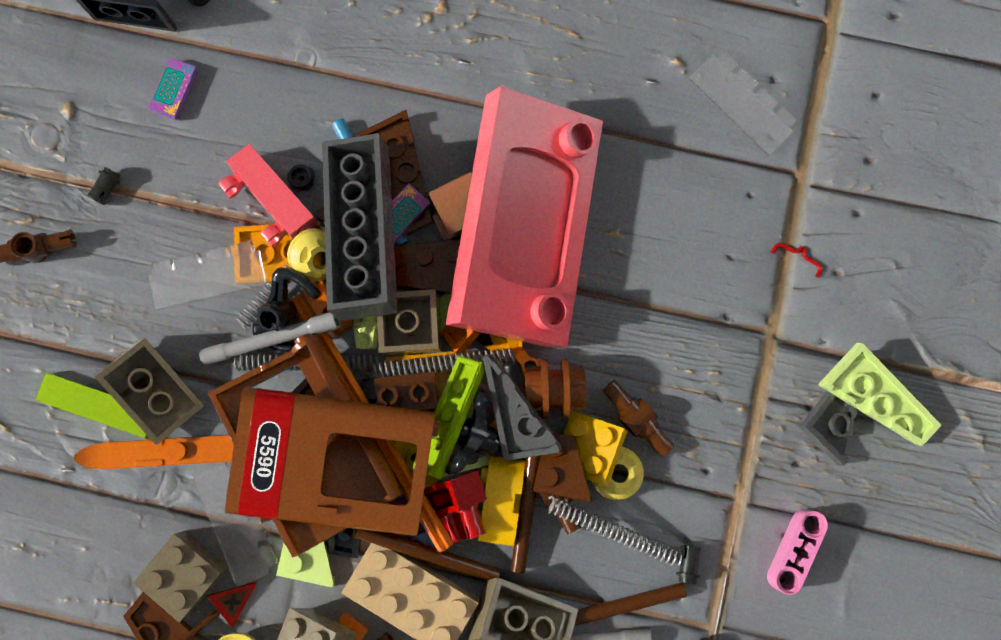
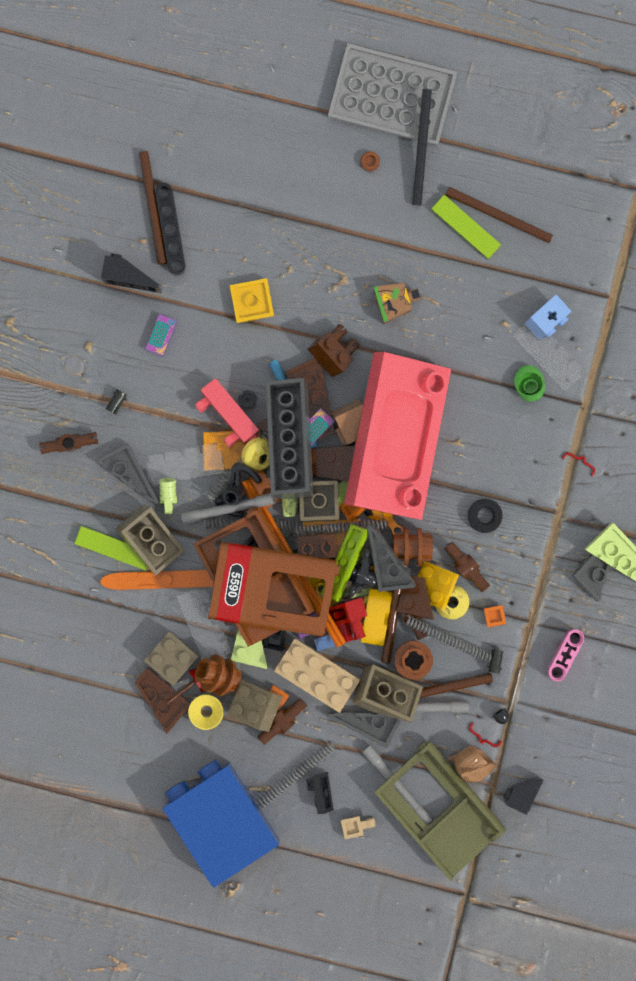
camera: 10 degrees right, 5 degrees up
(117, 281) = (126, 467): none -> dark grey wing
(179, 320) = (168, 494): none -> yellowish green hinge
(252, 602) = (218, 675): none -> dark orange piece
(306, 35) = (251, 300): none -> yellow plate
(423, 103) = (331, 353): none -> reddish brown brick
(428, 553) = (328, 648): reddish brown piece -> none
(515, 29) = (394, 300): none -> medium nougat torso
(578, 576) = (423, 667): none -> dark orange piece
(679, 335) = (485, 527): none -> black tyre
(684, 493) = (494, 616): none -> orange plate
(719, 142) = (529, 383): none -> bright green hat
(741, 45) = (539, 322): none -> light blue brick

